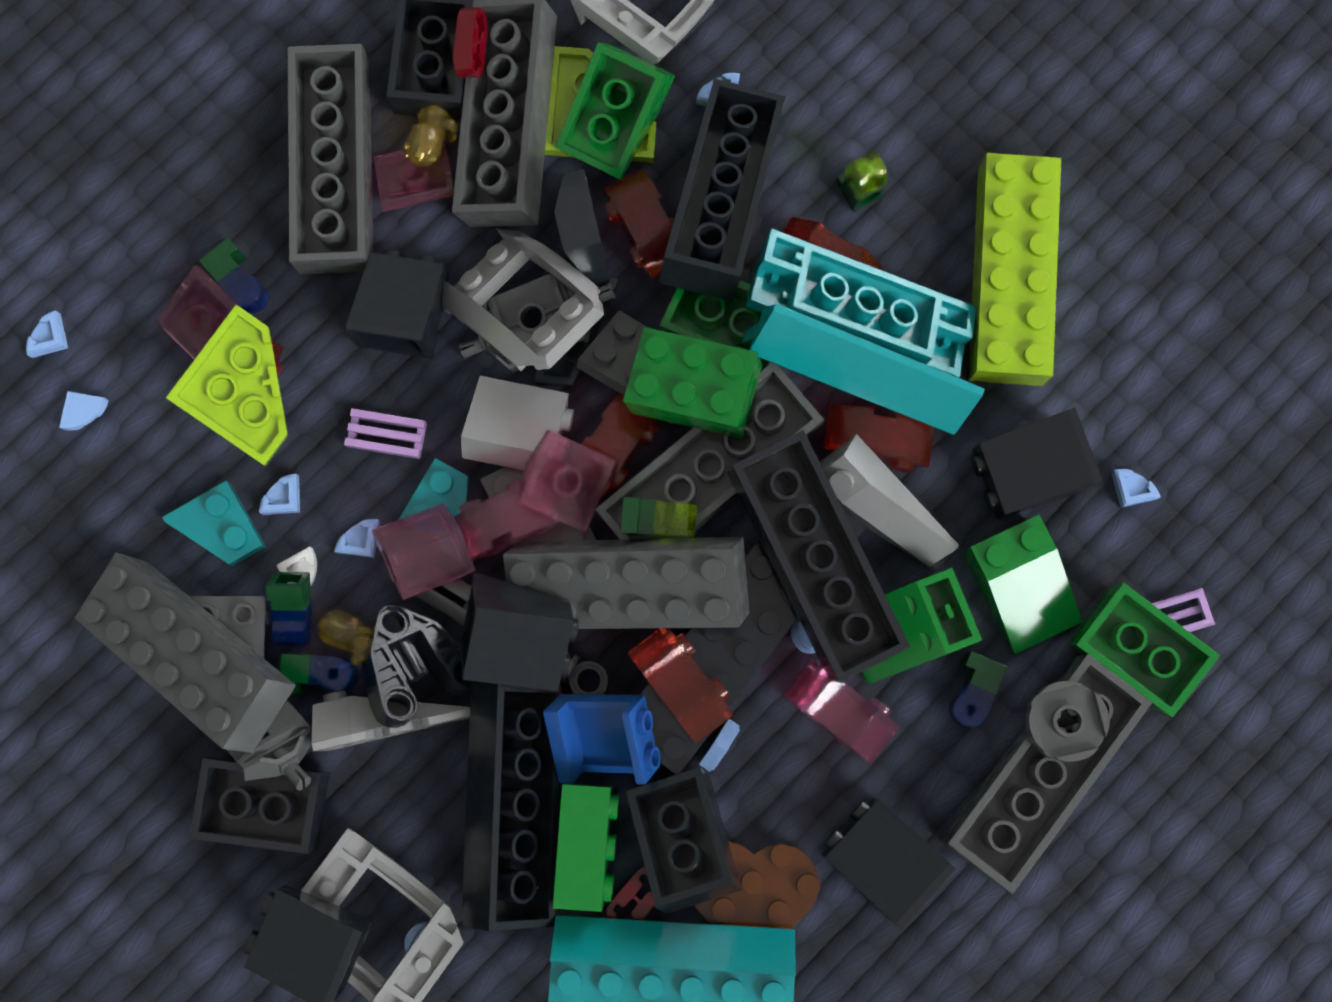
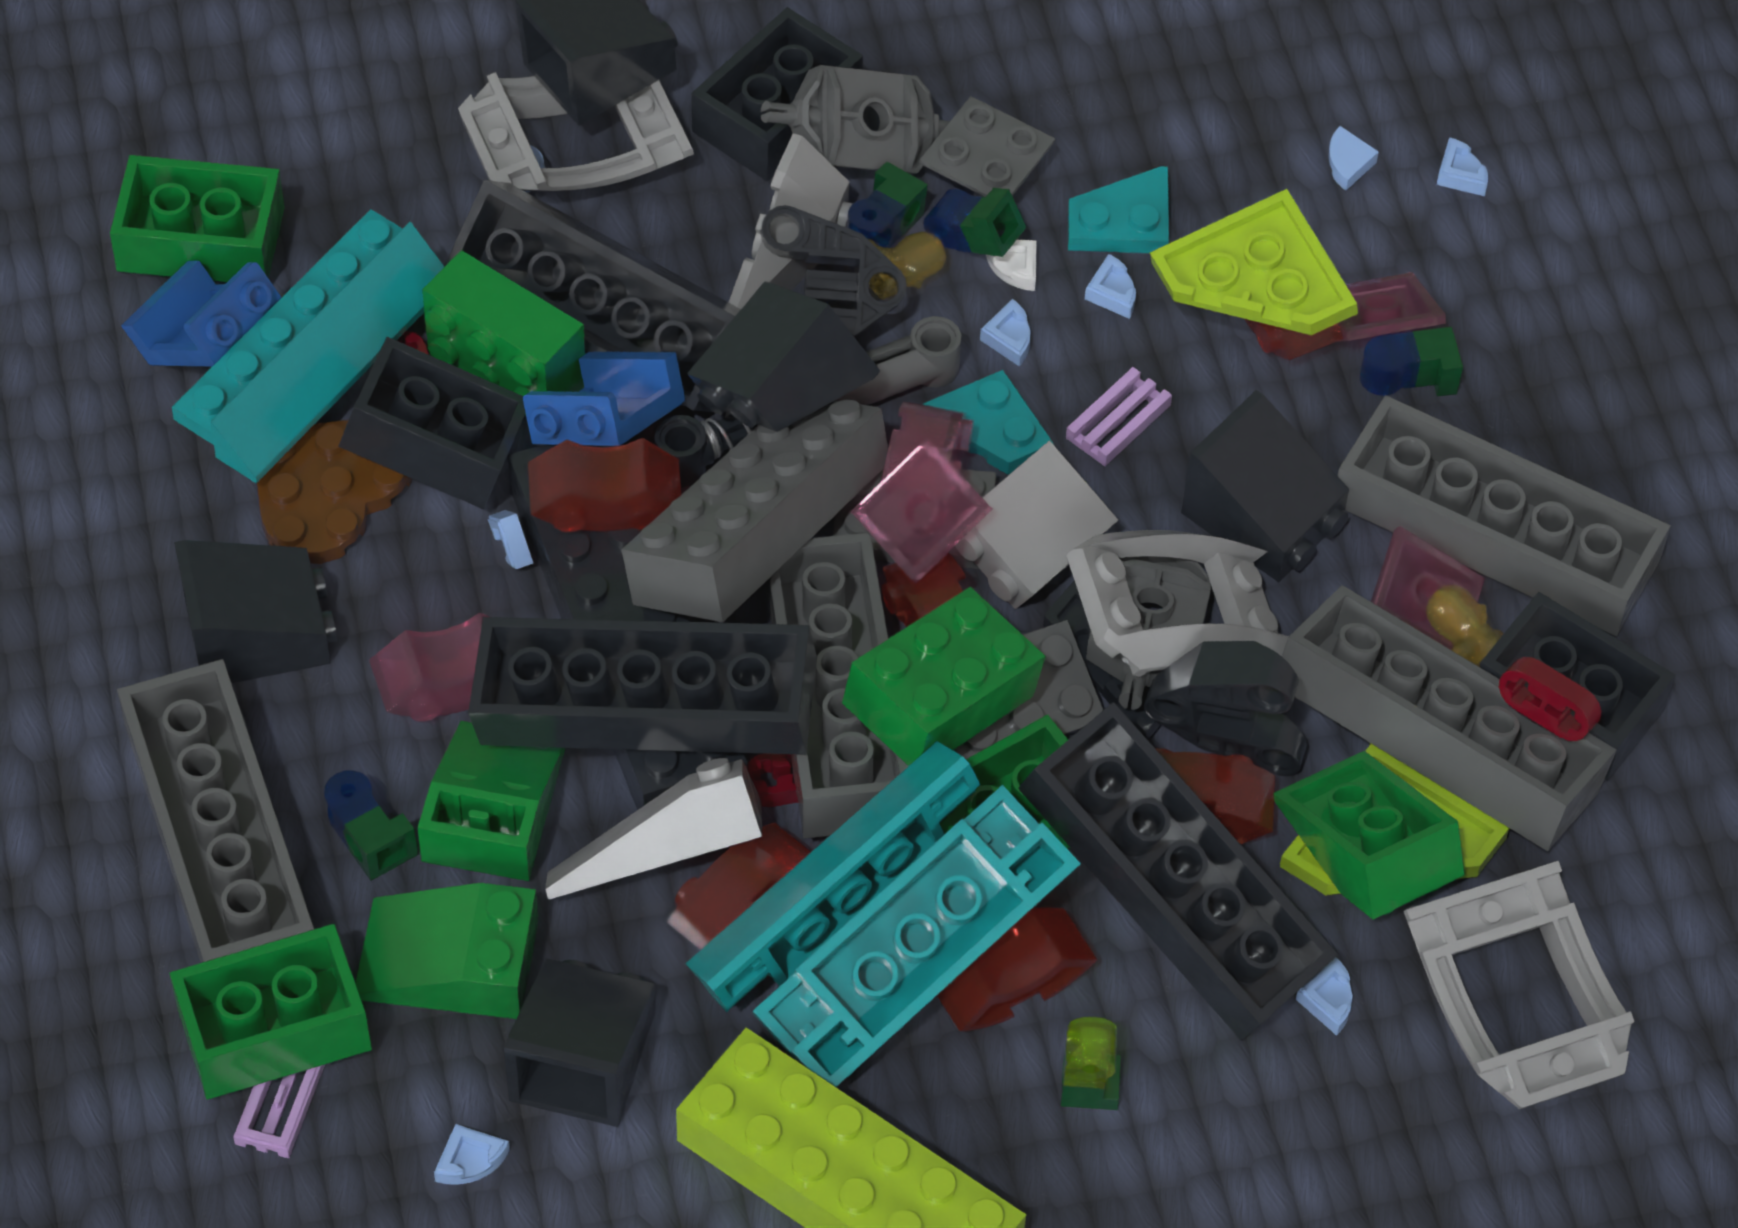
camera: 120 degrees right, 25 degrees down
(185, 653) = (987, 83): dark grey brick -> none
(424, 550) = (946, 356): clear pink slope -> none
(658, 518) = (812, 565): leg -> none
(1079, 701) = (262, 872): dark grey plate -> none

